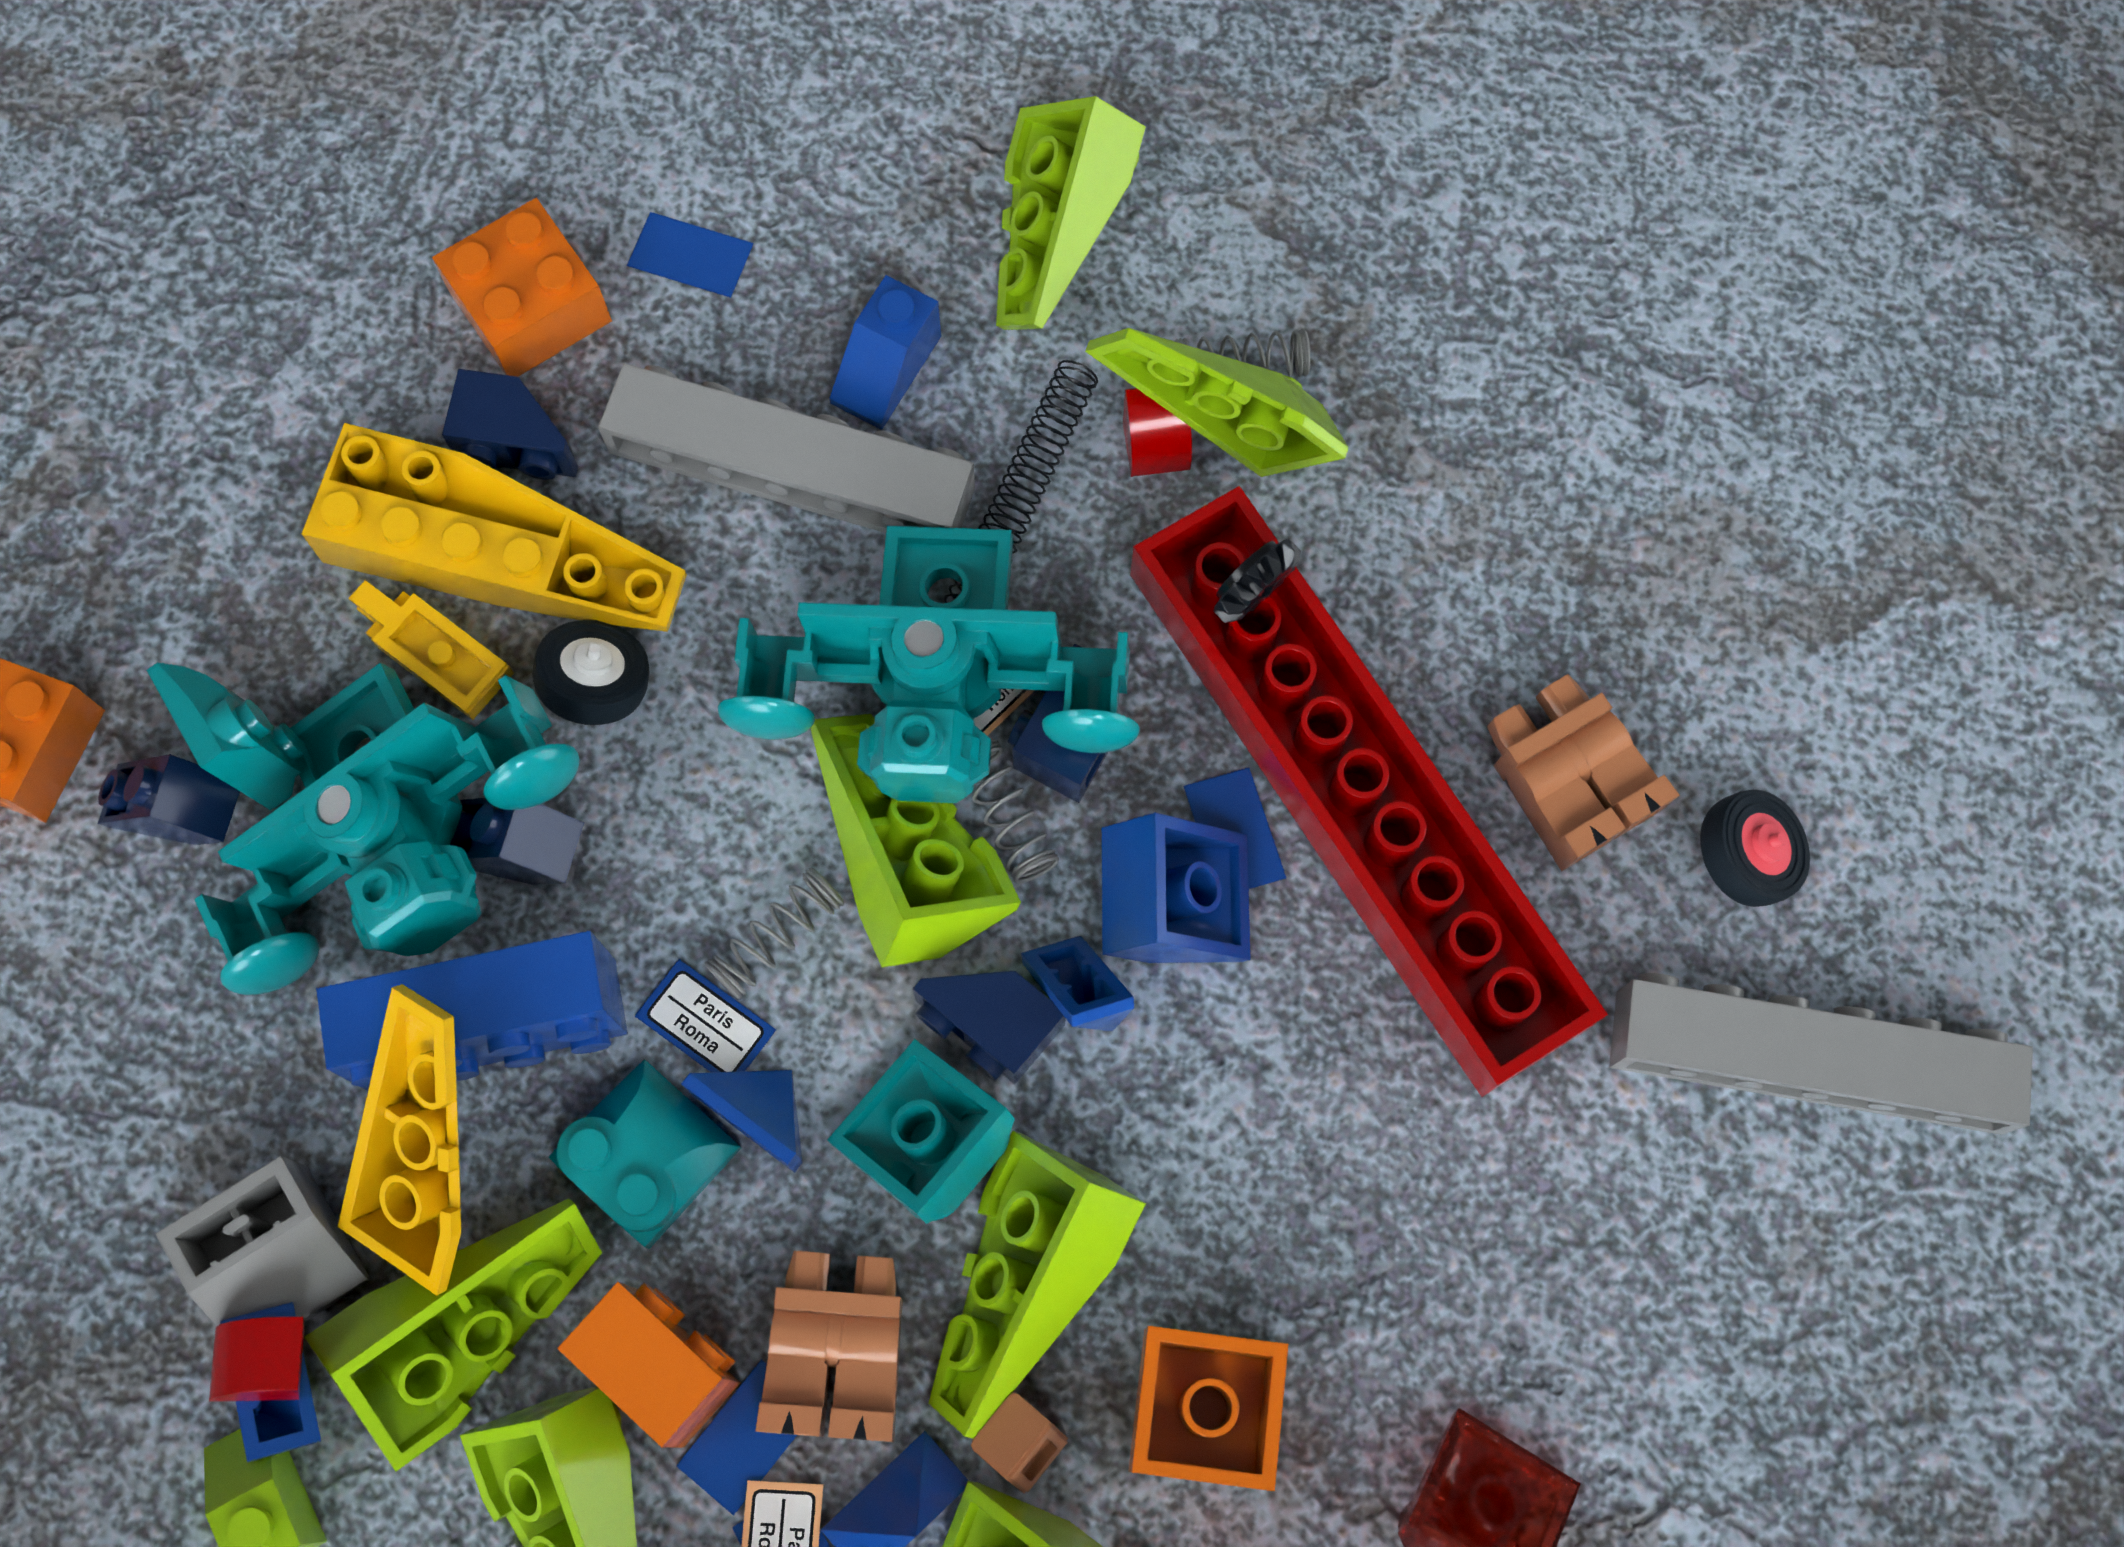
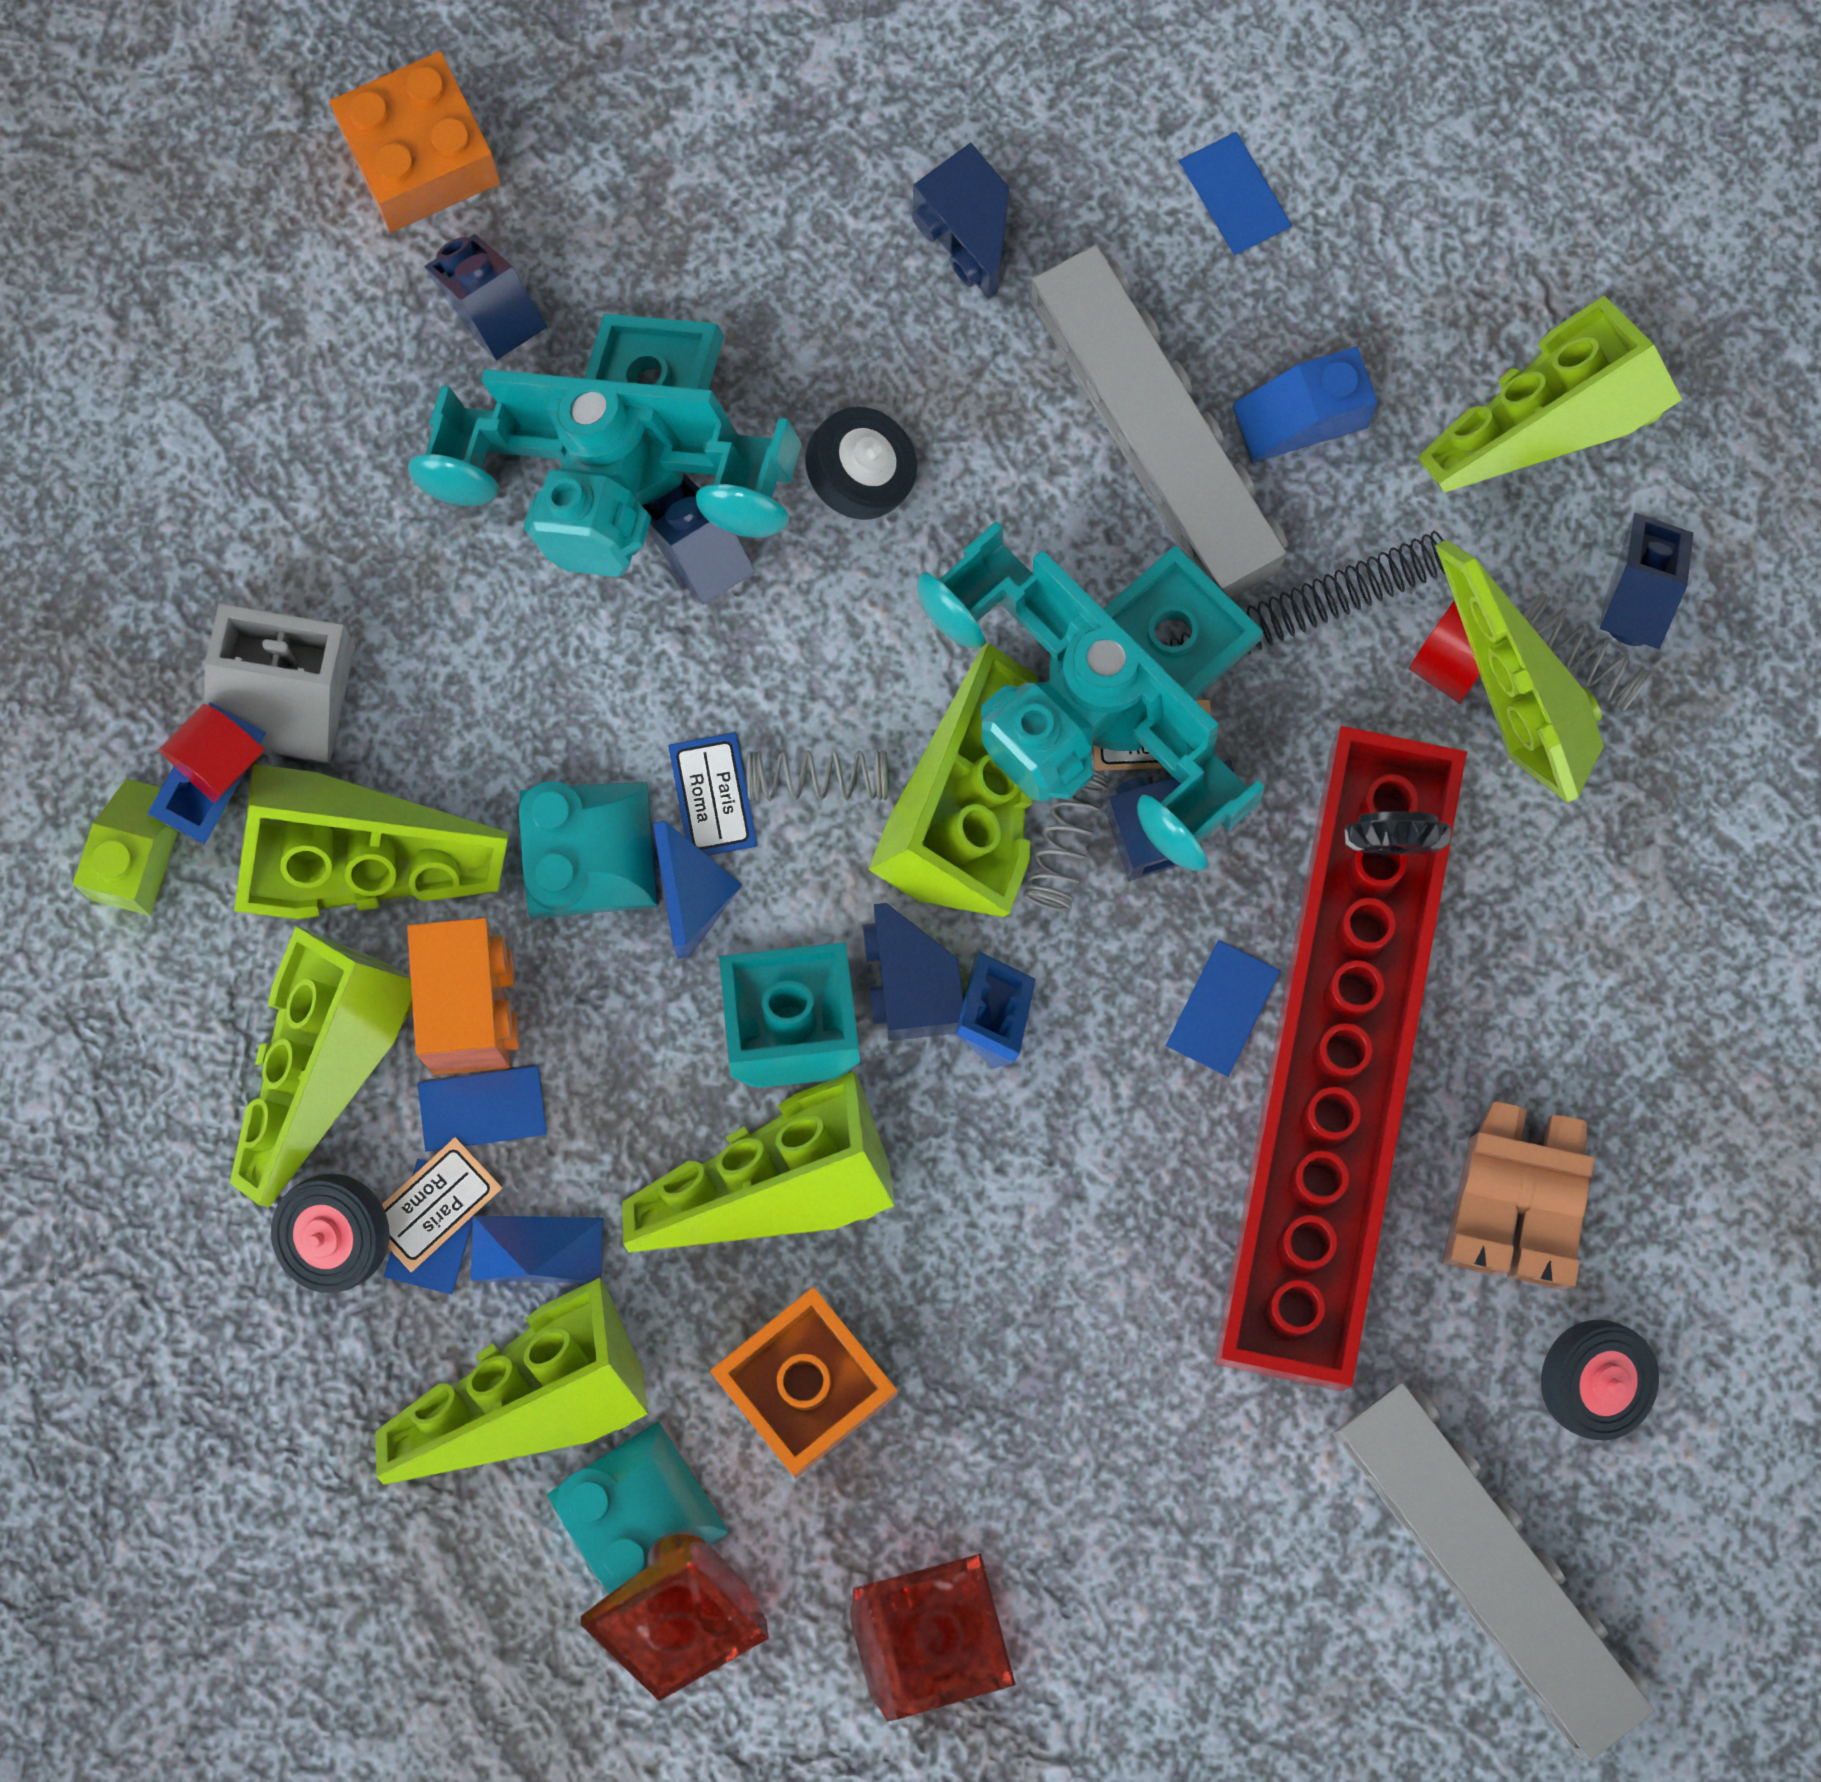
camera: 45 degrees right, 5 degrees up
(231, 735) = (566, 287): teal slope -> none
(407, 1155) = (425, 701): yellow wedge -> none
(432, 648) = (765, 343): yellow hinge -> none
(479, 535) = (875, 287): yellow wedge -> none
(502, 1001) = (557, 643): blue brick -> none
(523, 288) = (1077, 116): orange brick -> none
(833, 1330) = (593, 1082): nougat hips -> none
(1019, 1442) = (657, 1285): nougat slope -> none
(1174, 891) = (1131, 1010): blue slope -> none
(1241, 272) = (1647, 582): none -> dark blue slope

